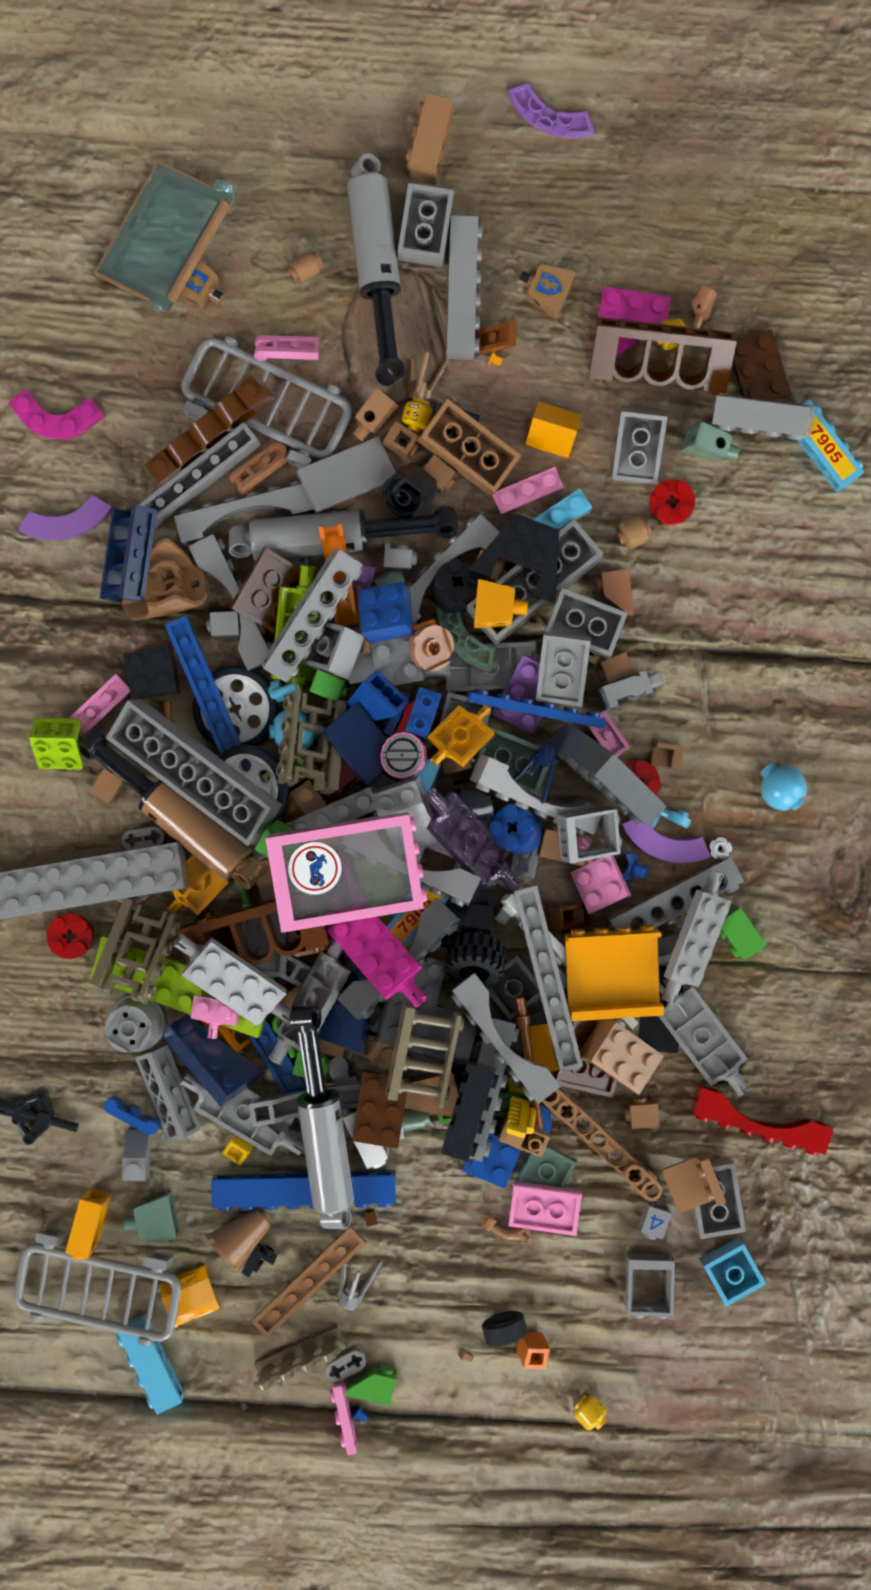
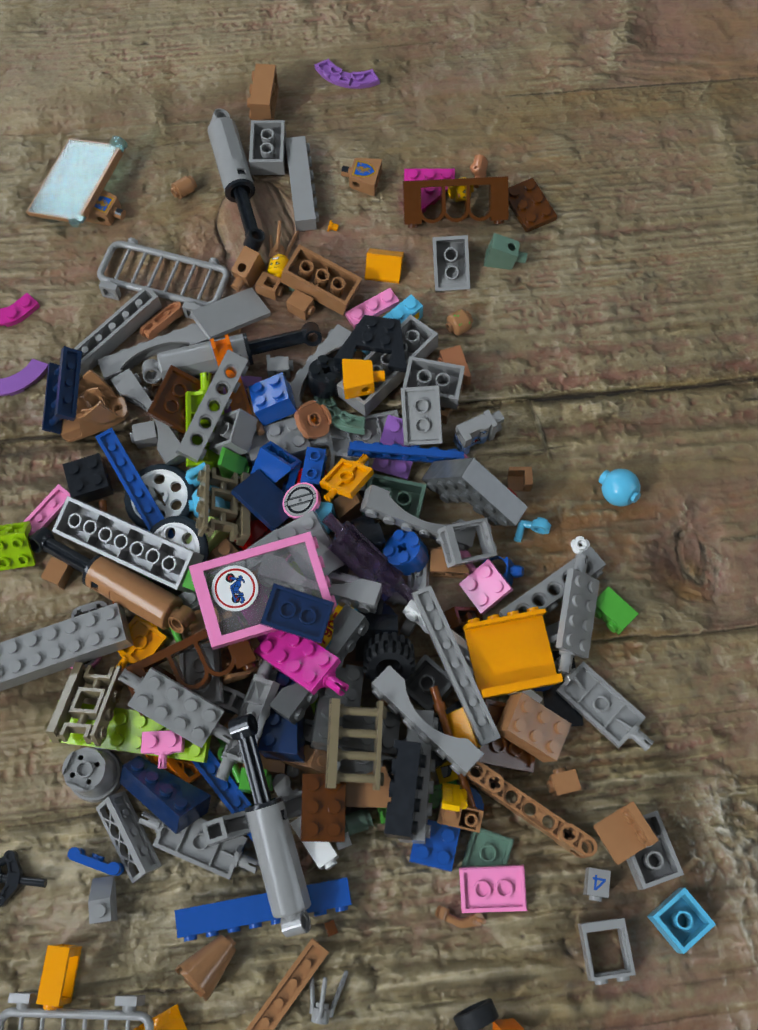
camera: 10 degrees left, 20 degrees down
(59, 944) = (20, 701): red plate -> none
(154, 1218) = (123, 961): sand green torso -> none
(234, 409) = (137, 272): reddish brown fence -> none
(237, 1150) = (198, 880): yellow slope -> none
(254, 1261) = (224, 990): black bracket -> none
(286, 347) = (174, 239): bright pink plate -> none
(381, 908) = (297, 613): none -> dark blue tile
(409, 491) = (280, 315): black brick -> none
(496, 337) = (331, 208): dark orange plate -> none
(544, 756) = (419, 486): dark blue plant -> none
(615, 669) = (461, 416): medium nougat brick -> none
(666, 848) = (531, 550): medium lavender tile -> none
(680, 491) = (486, 290): red plate -> none
(763, 415) = (540, 223): light grey brick -> none
(805, 1133) = (629, 765): red arch -> none
(830, 452) = (590, 244): brick -> none

